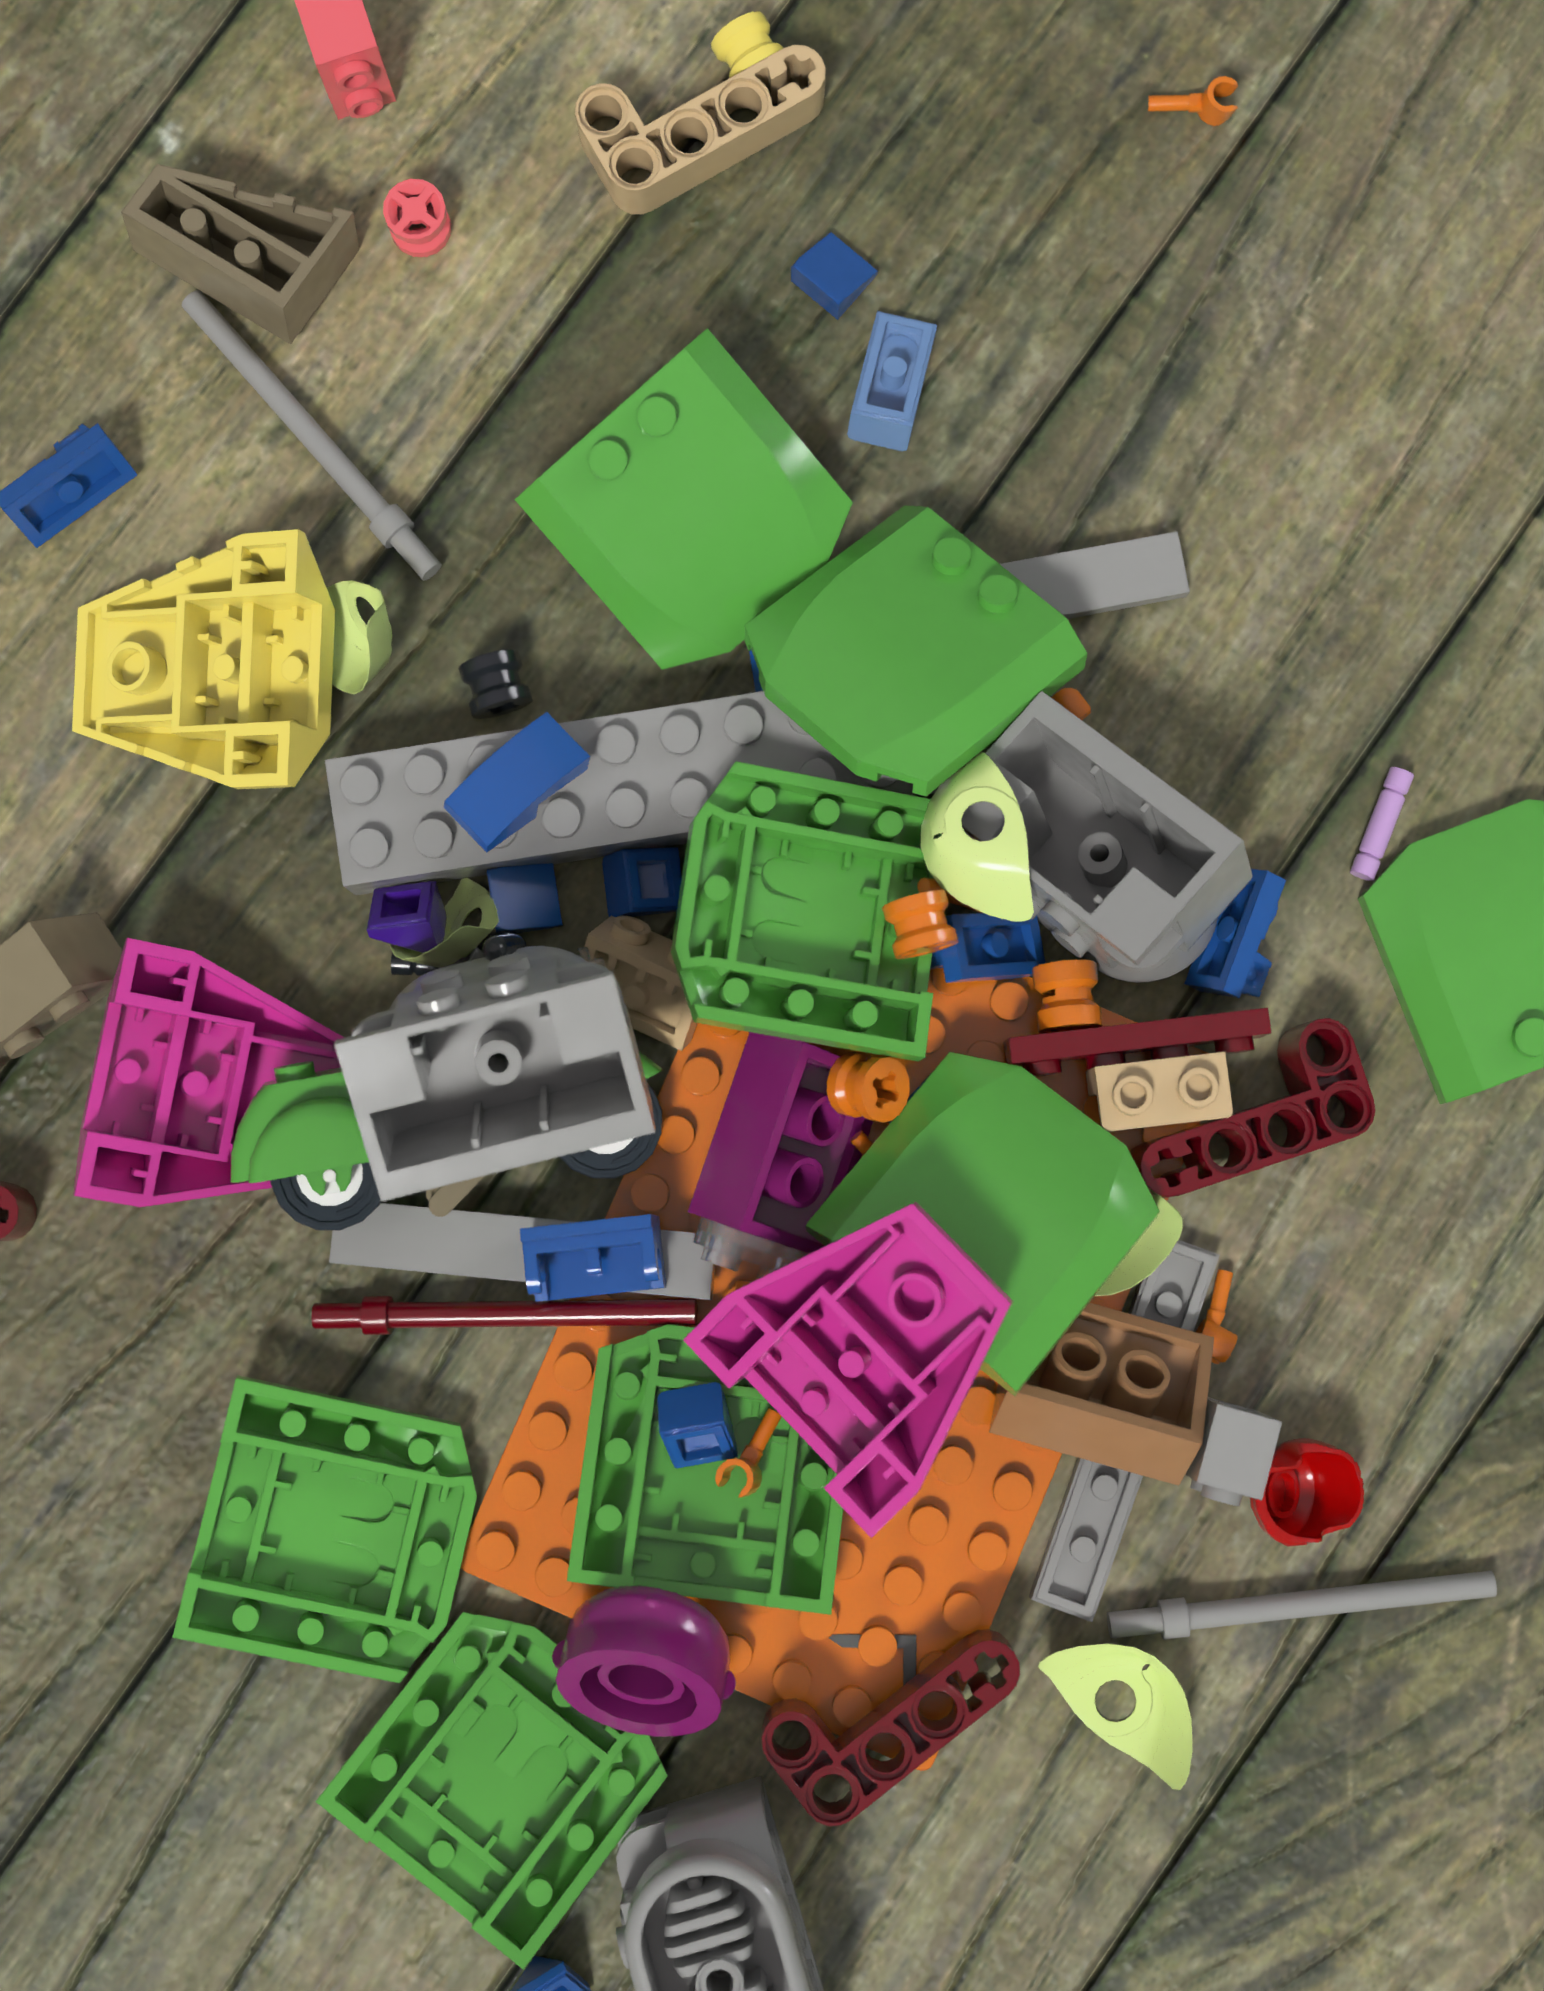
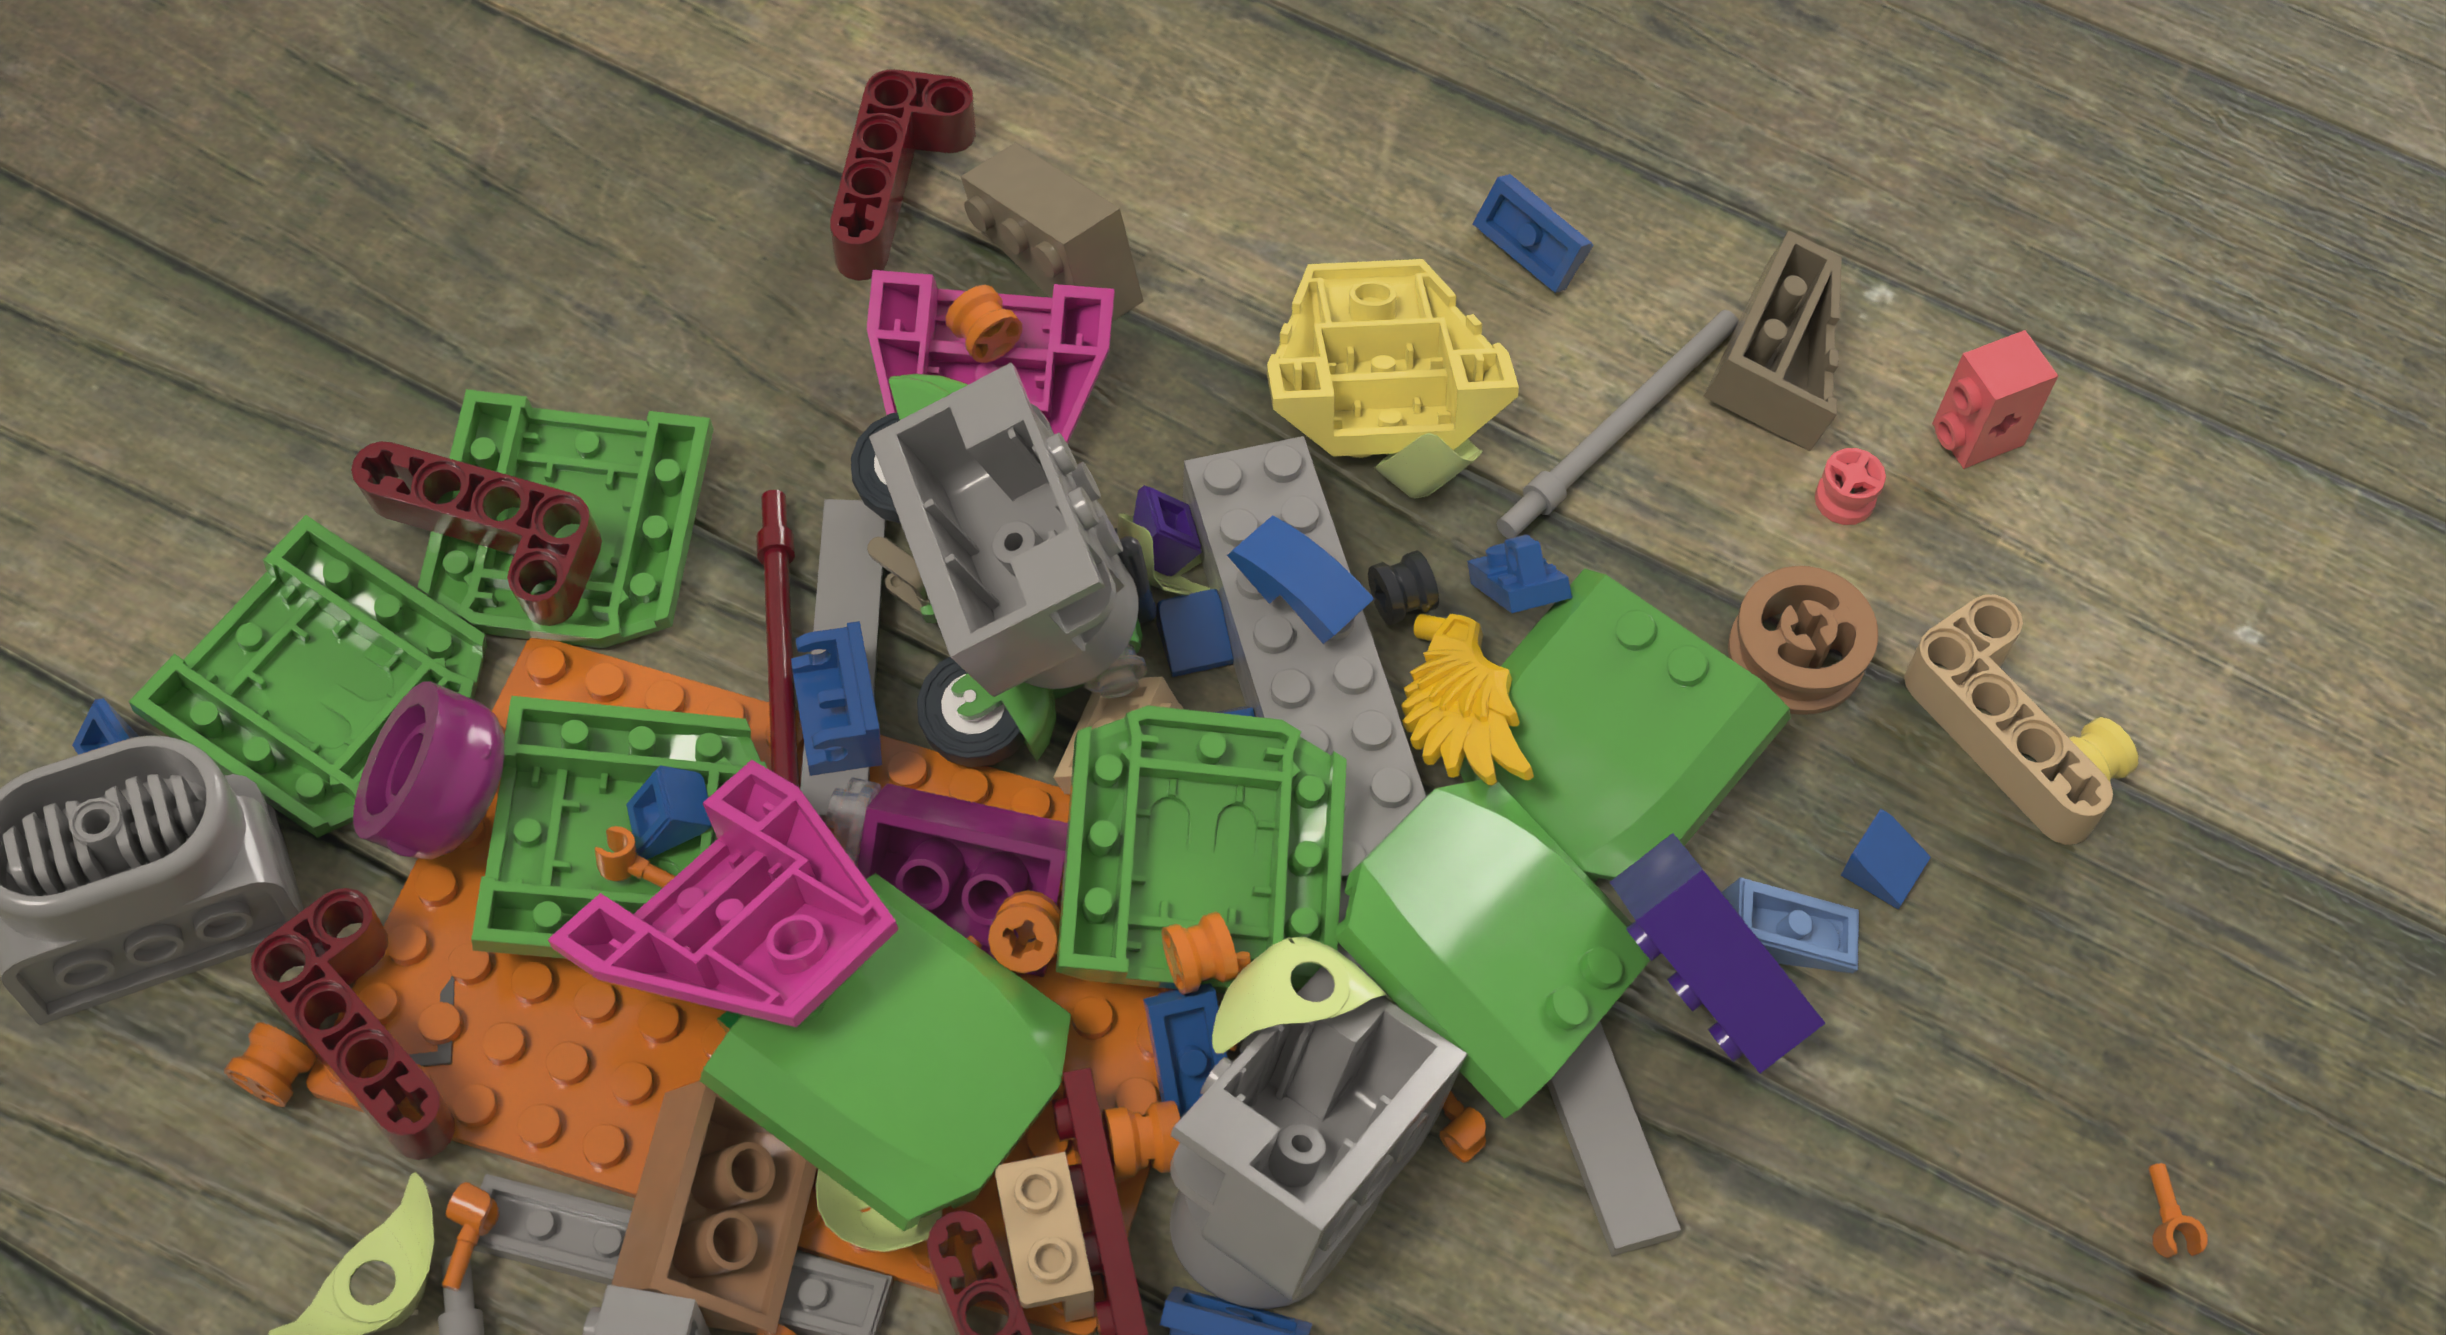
camera: 80 degrees right, 25 degrees down
(151, 1081) = (983, 323): none -> orange wheel
(341, 1623) = (473, 515): none -> dark red beam
(508, 567) = (1518, 575): none -> blue hinge
(587, 260) = (1827, 618): none -> medium nougat wheel
(648, 644) = (1461, 702): none -> yellow animal
(912, 1807) = (270, 1064): none -> orange wheel
(937, 454) = (1714, 956): none -> dark purple wedge
(1076, 1608) = (478, 1215): none -> orange hand

